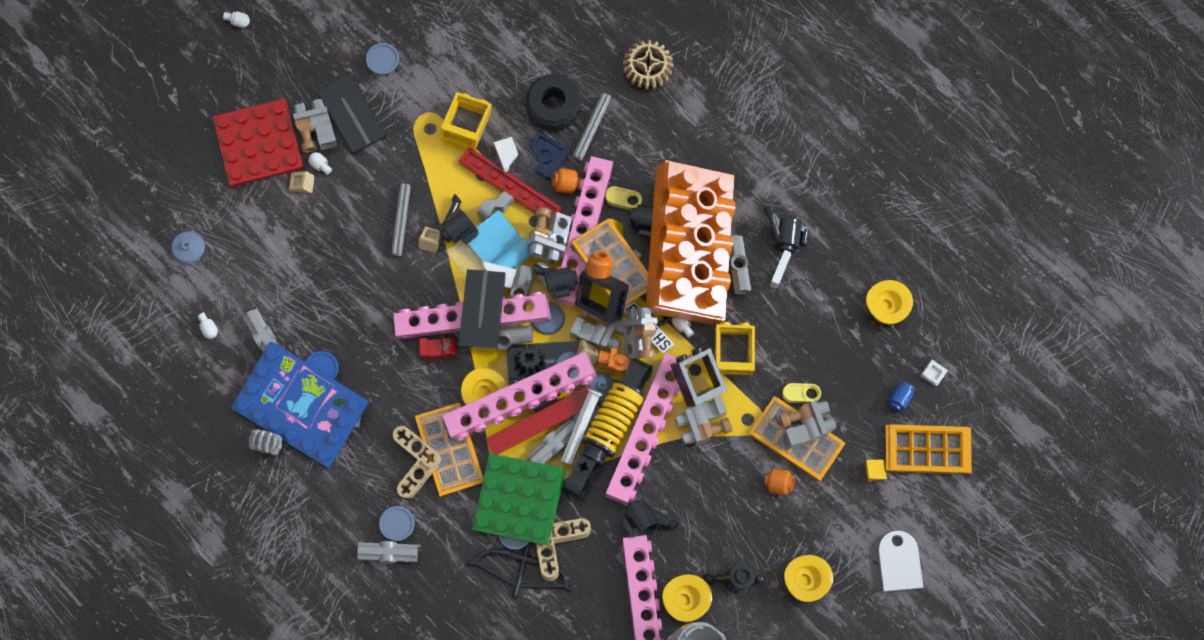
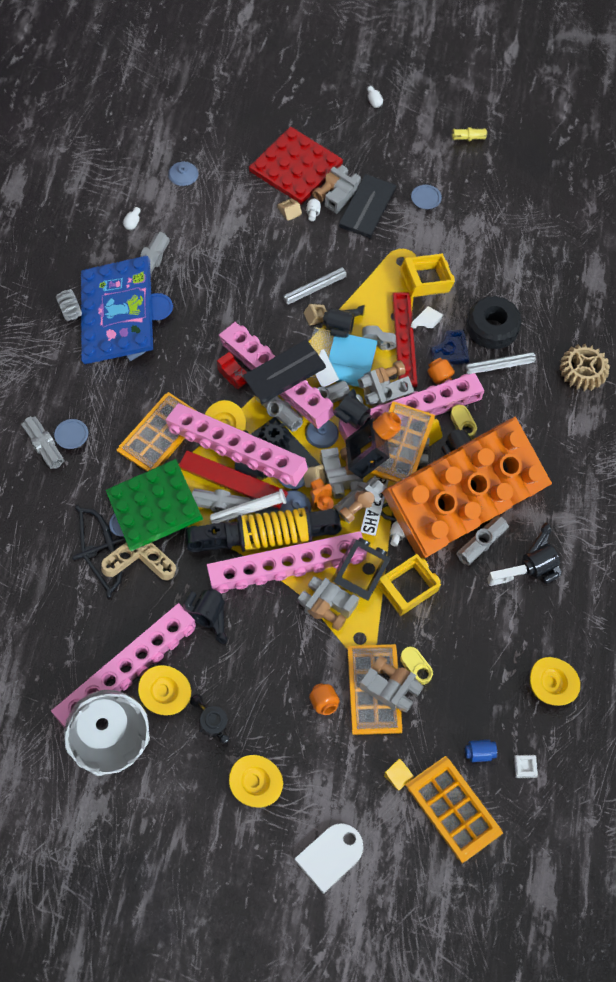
camera: 55 degrees right, 10 degrees down
(422, 463) = (133, 419): tan beam -> none

